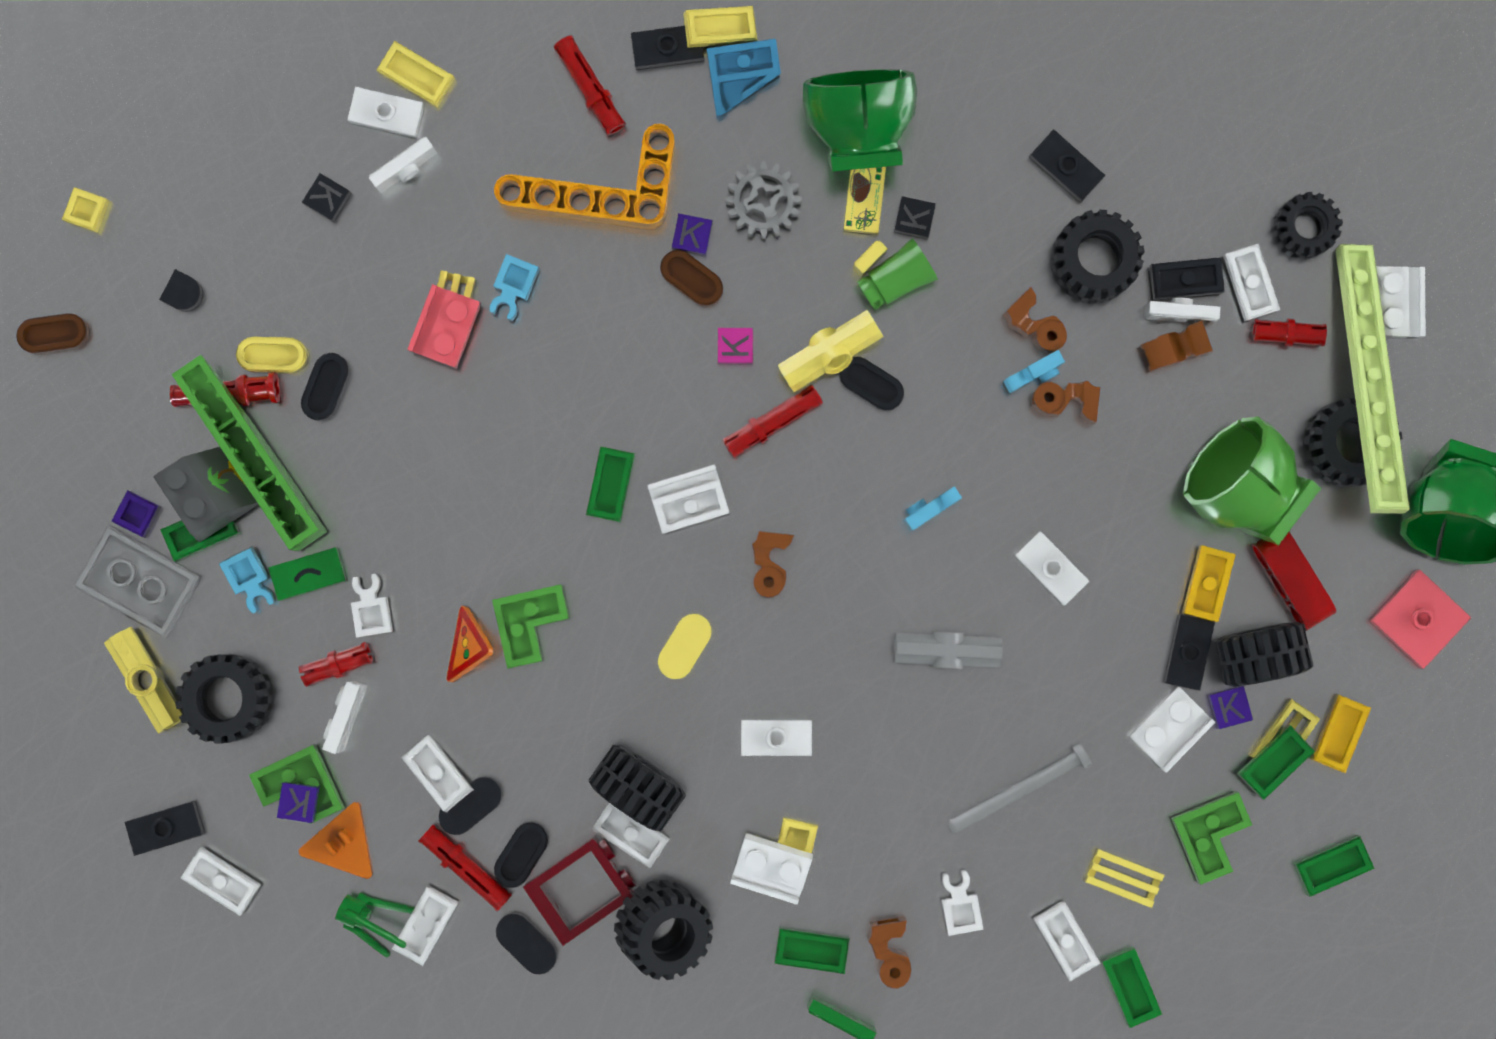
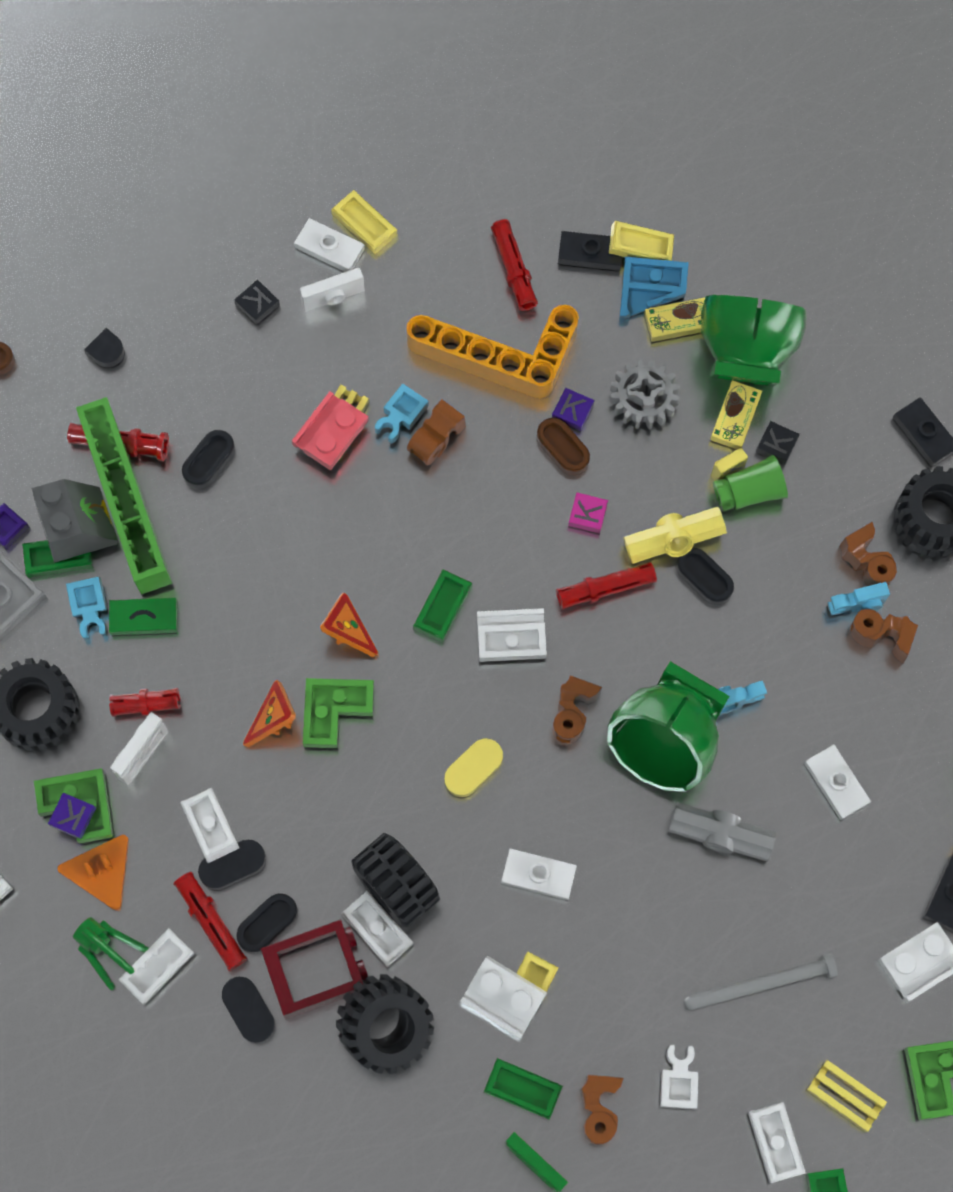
camera: 15 degrees right, 15 degrees down
(85, 210) = (43, 263): light yellow tile -> none
(272, 355) = (177, 421): light yellow tile -> none
(370, 614) = (191, 663): white plate -> none
(518, 534) = (346, 626): none -> piece
(554, 301) = (432, 438): none -> dark orange leg
(776, 104) = (674, 319): none -> light yellow tile
(872, 566) = (668, 730): none -> green plate

